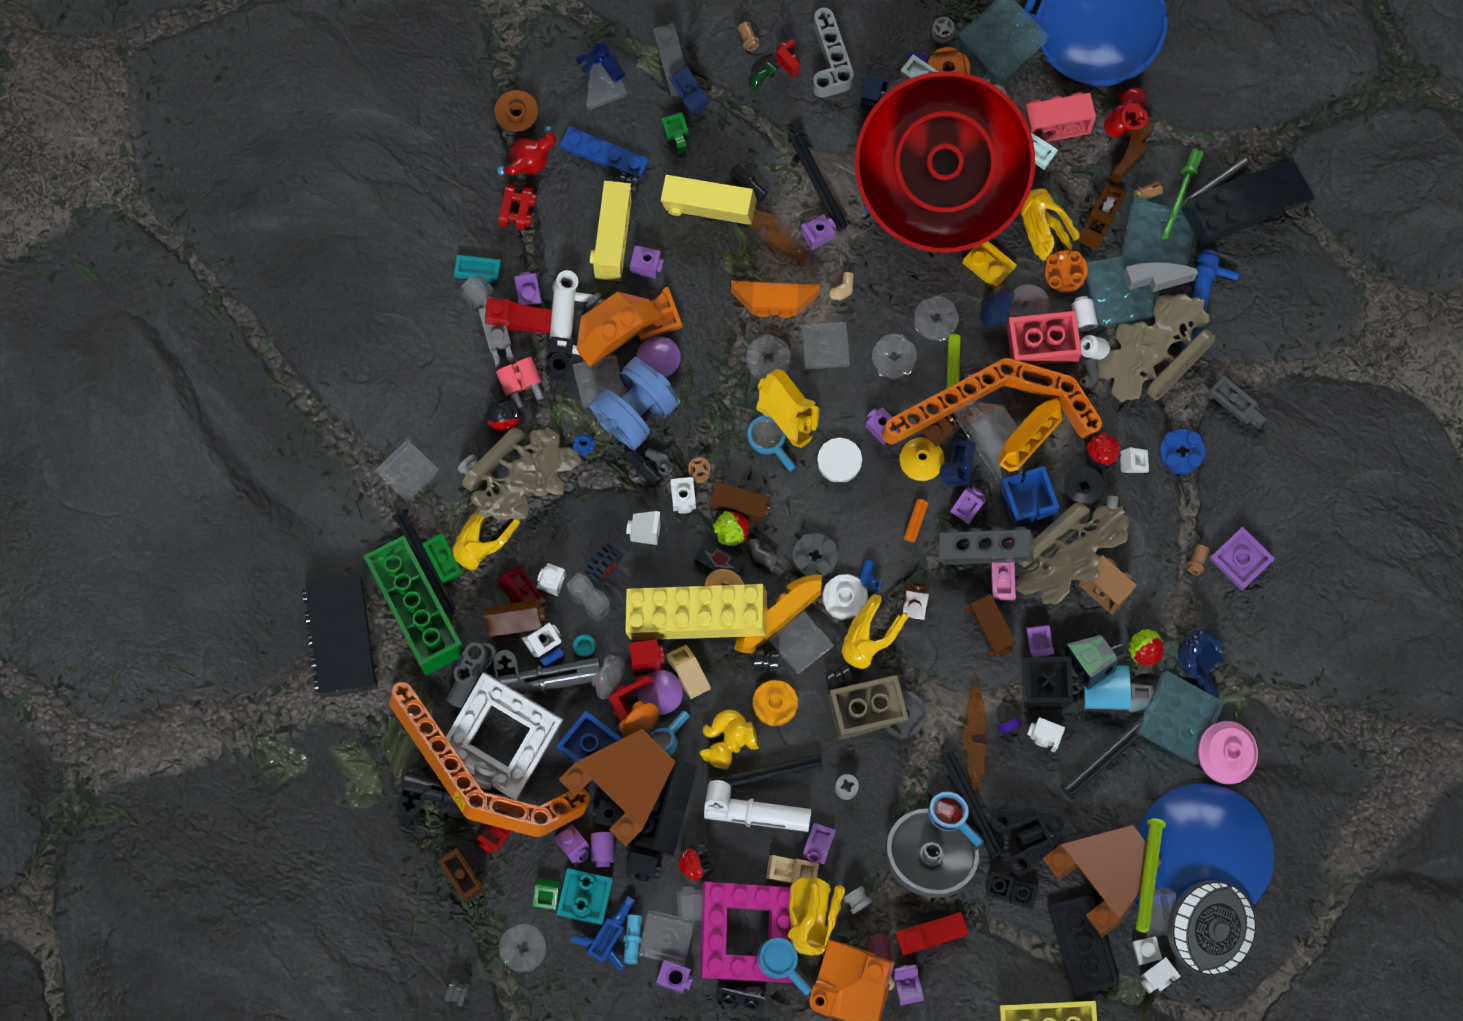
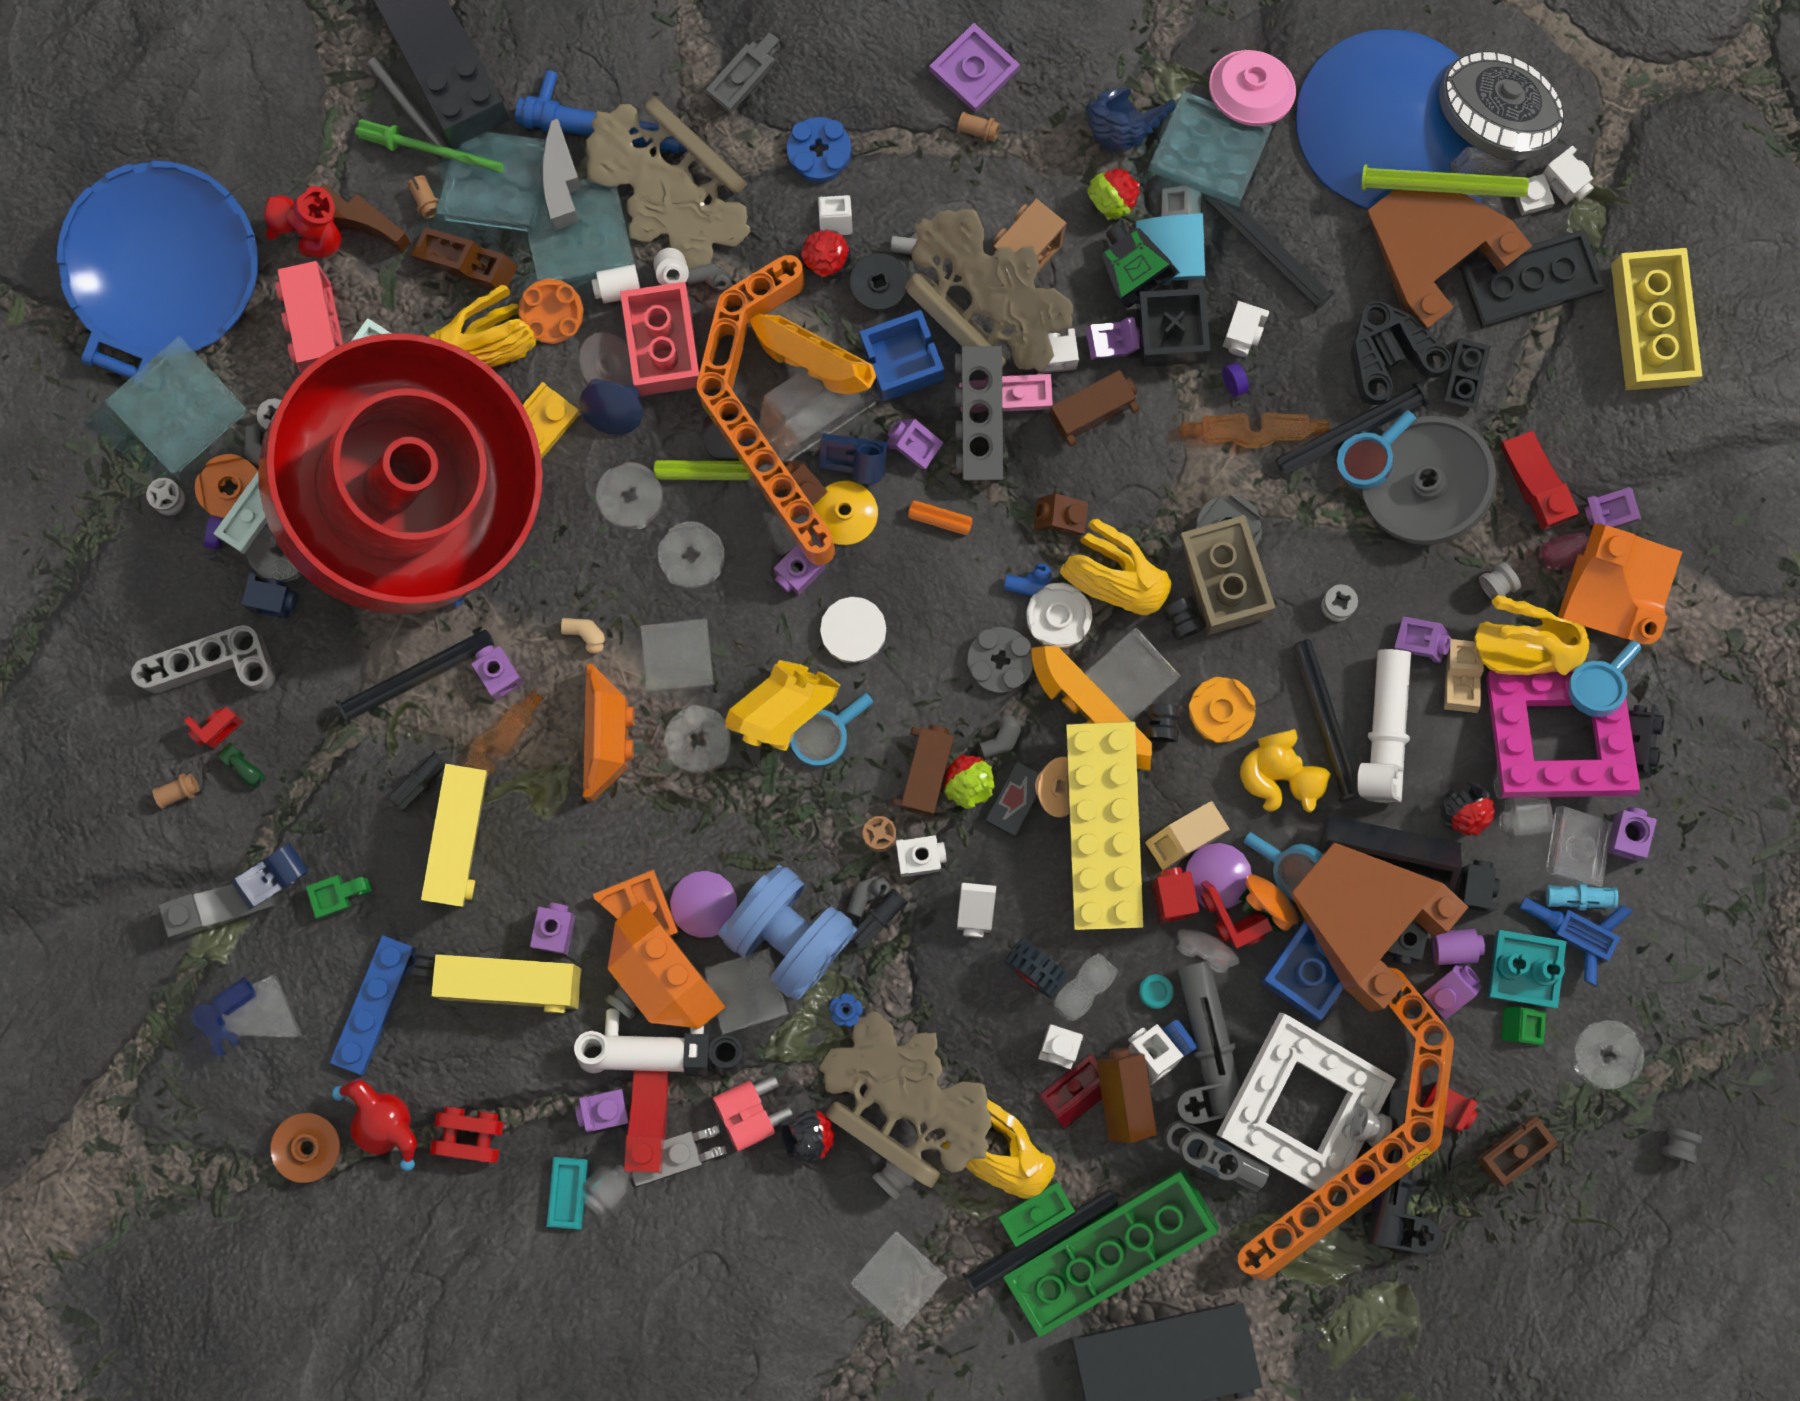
camera: 90 degrees left, 5 degrees up
(1031, 606) = (1064, 352): none -> white brick

